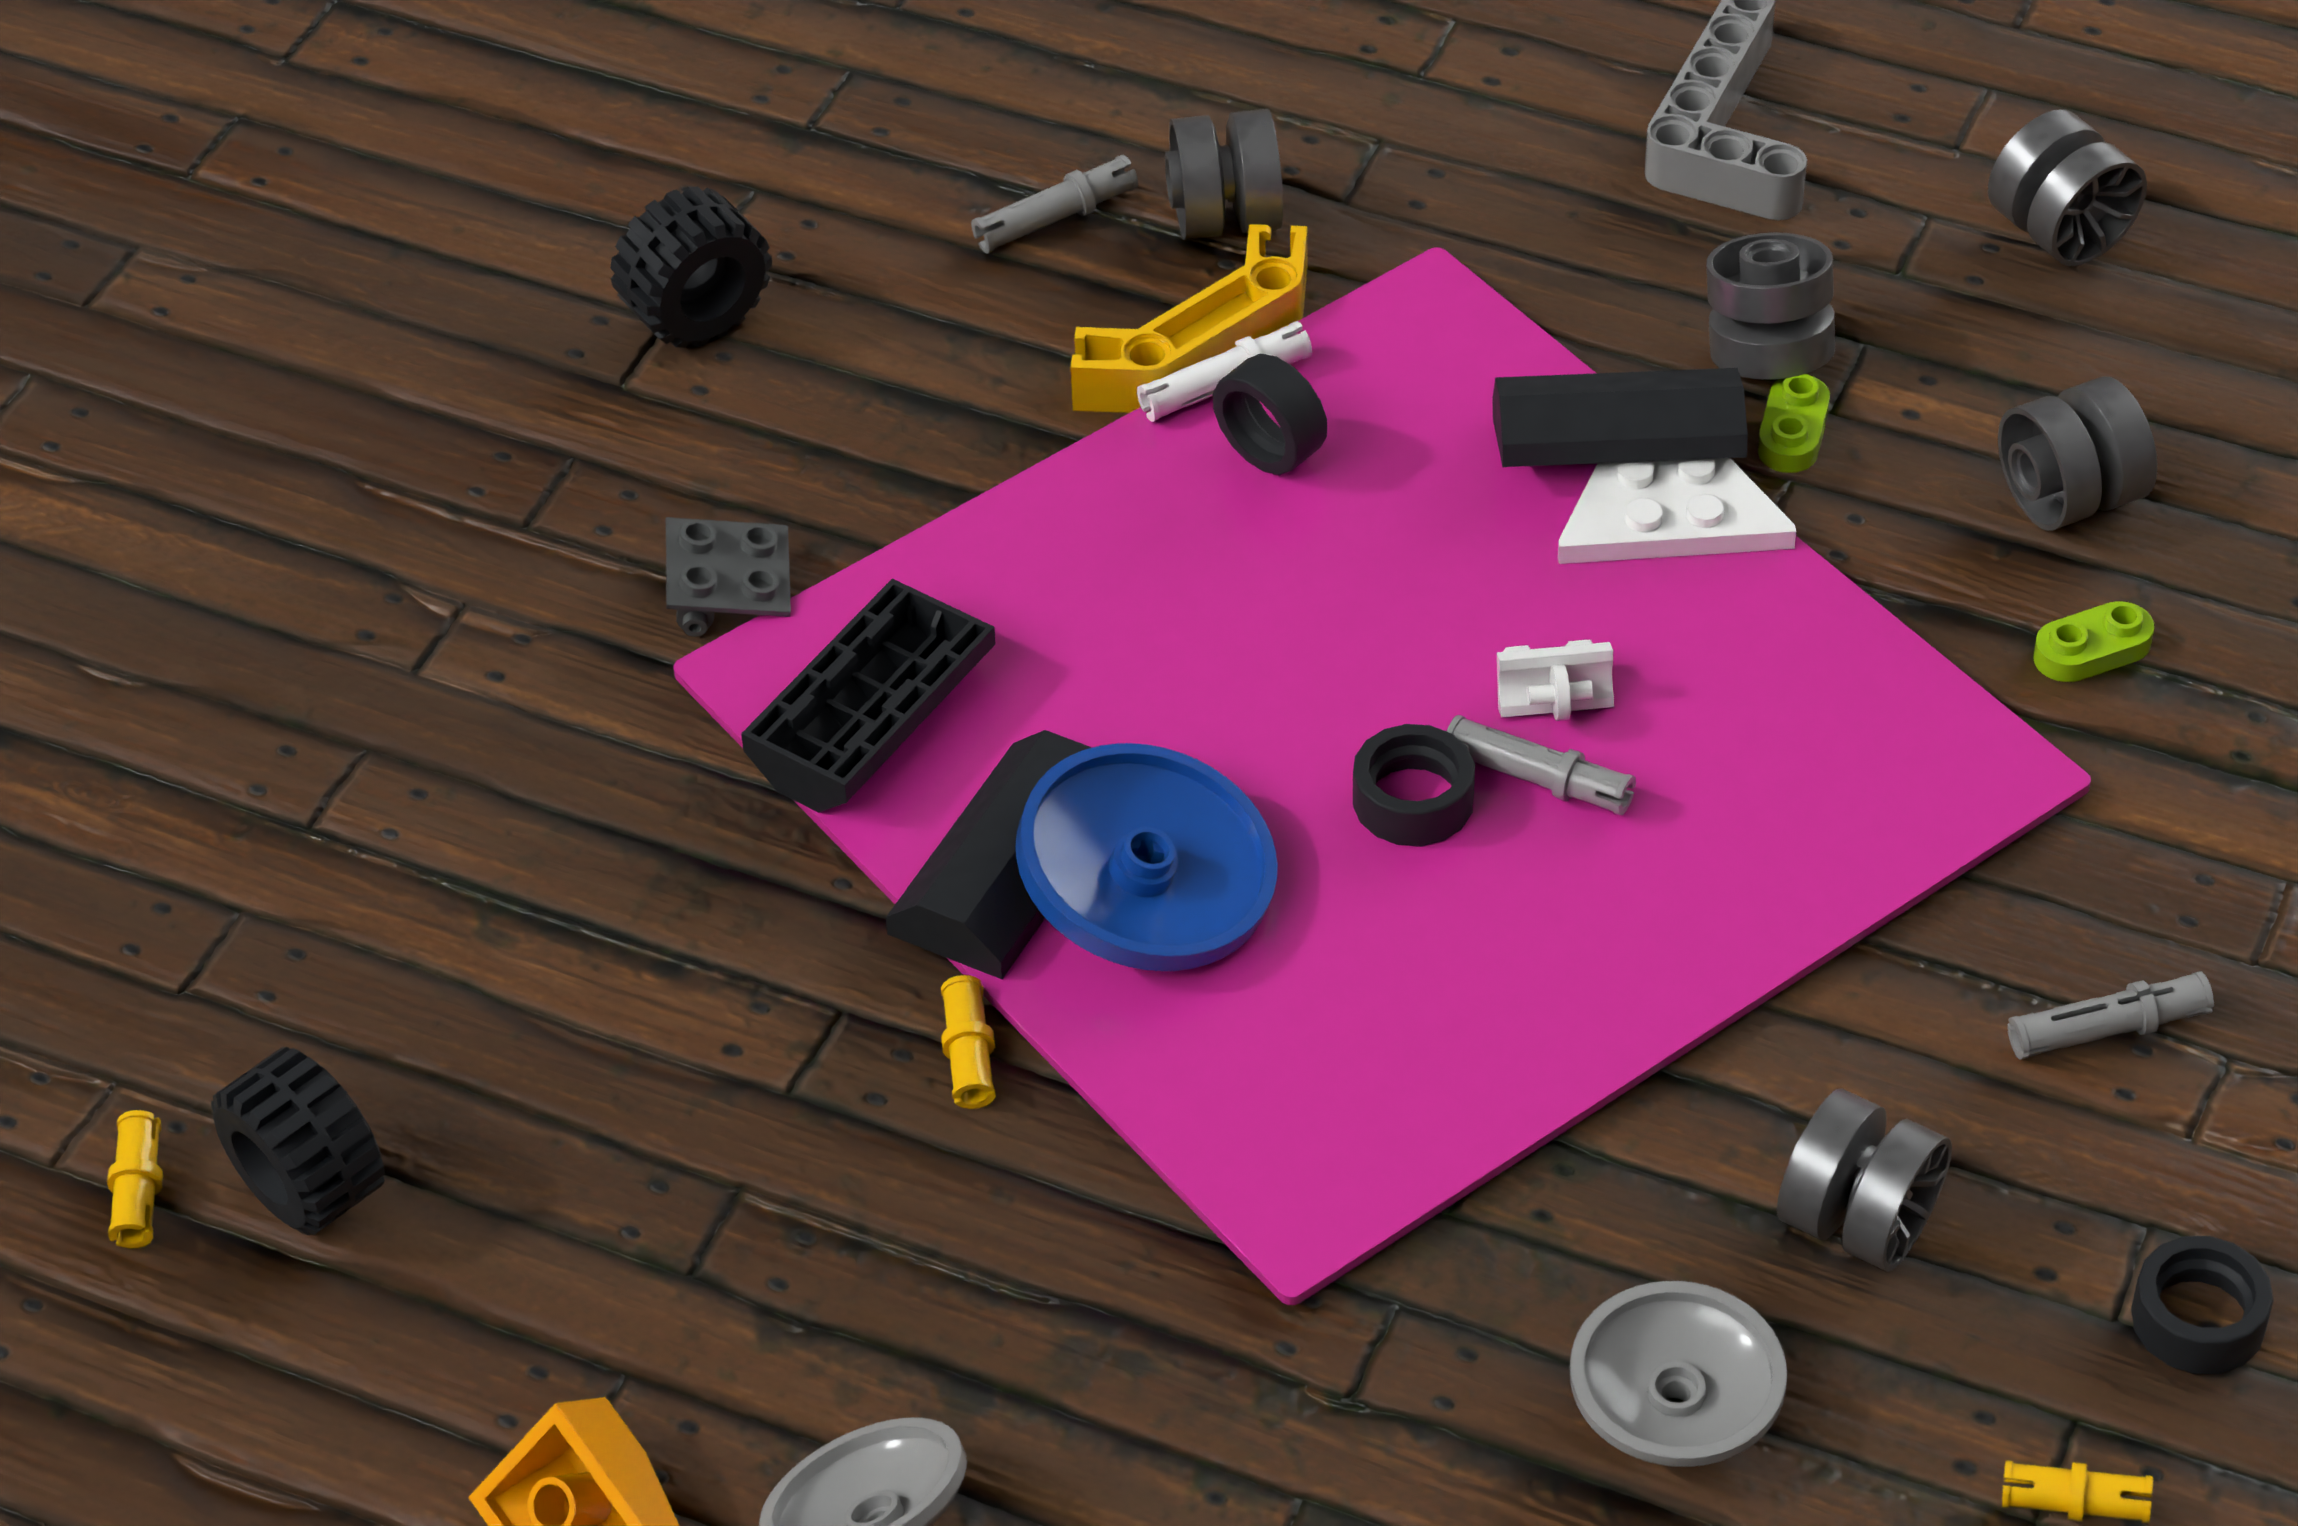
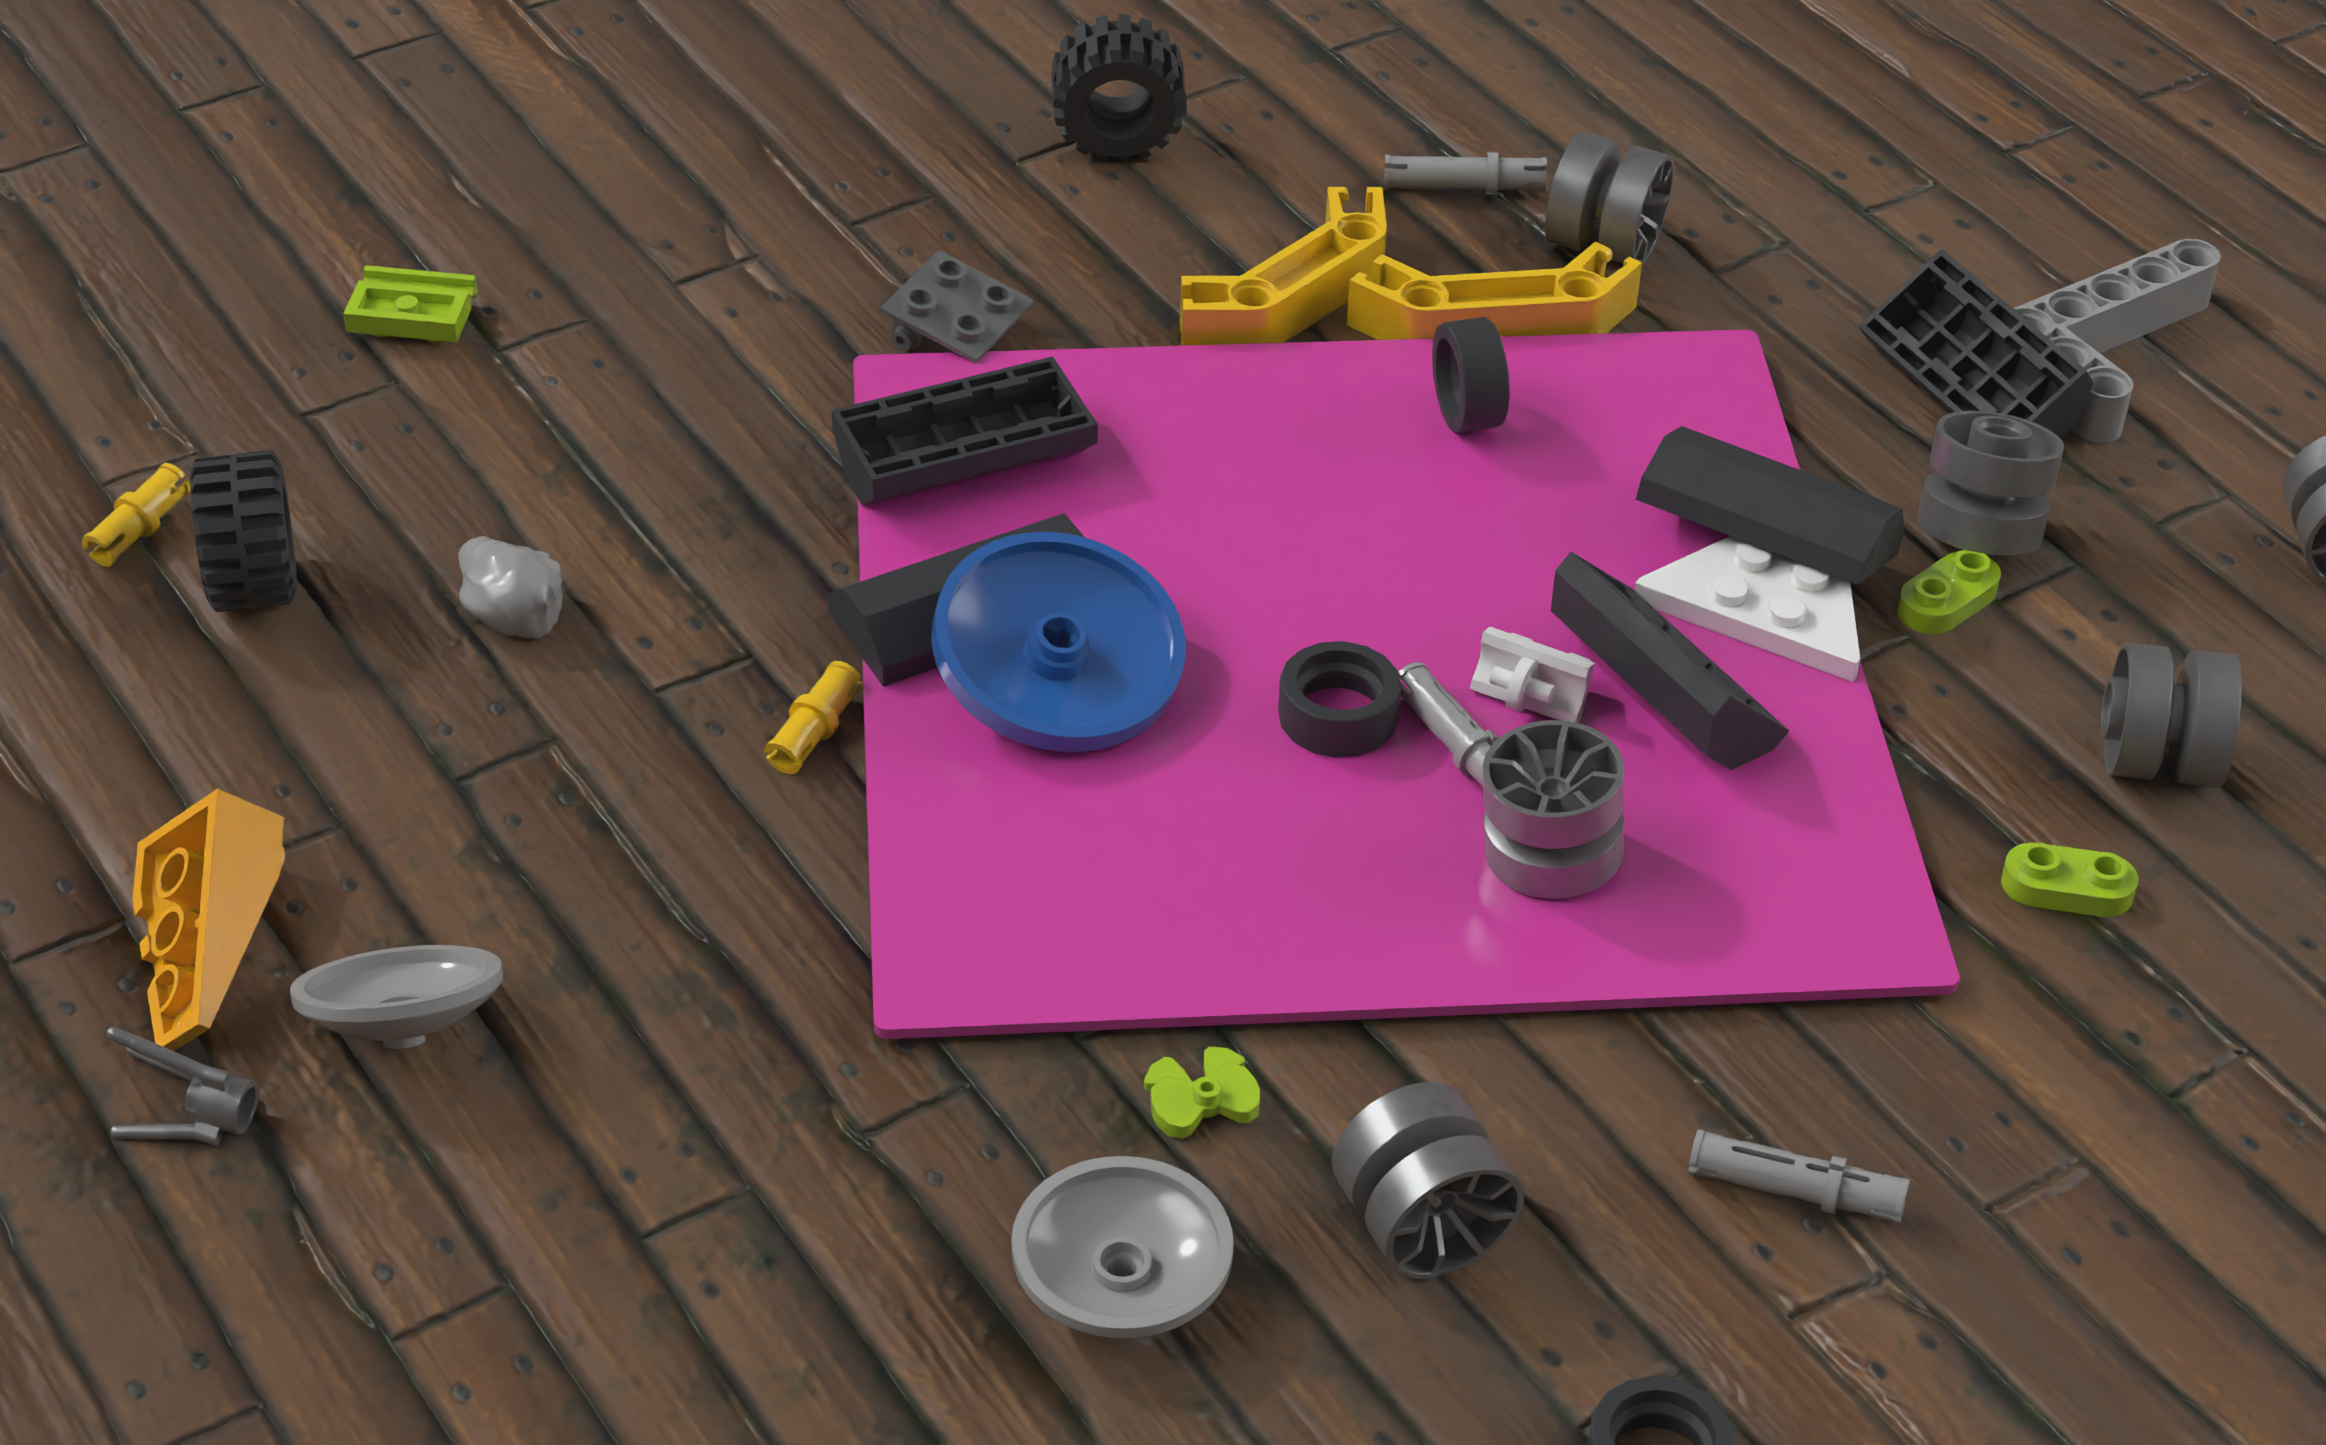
camera: 30 degrees right, 5 degrees down
(188, 823) = (410, 304): none -> lime plate
(575, 1061) = (510, 587): none -> light grey hair
(1012, 393) = (1291, 286): none -> yellow piece
(1200, 379) = (1518, 338): white pin -> none
(1591, 1222) = (1182, 1104): none -> lime piece
(1650, 181) = (1976, 349): none -> black piece
(1652, 614) = (1663, 665): none -> black piece
(1692, 795) = (1553, 809): none -> wheel

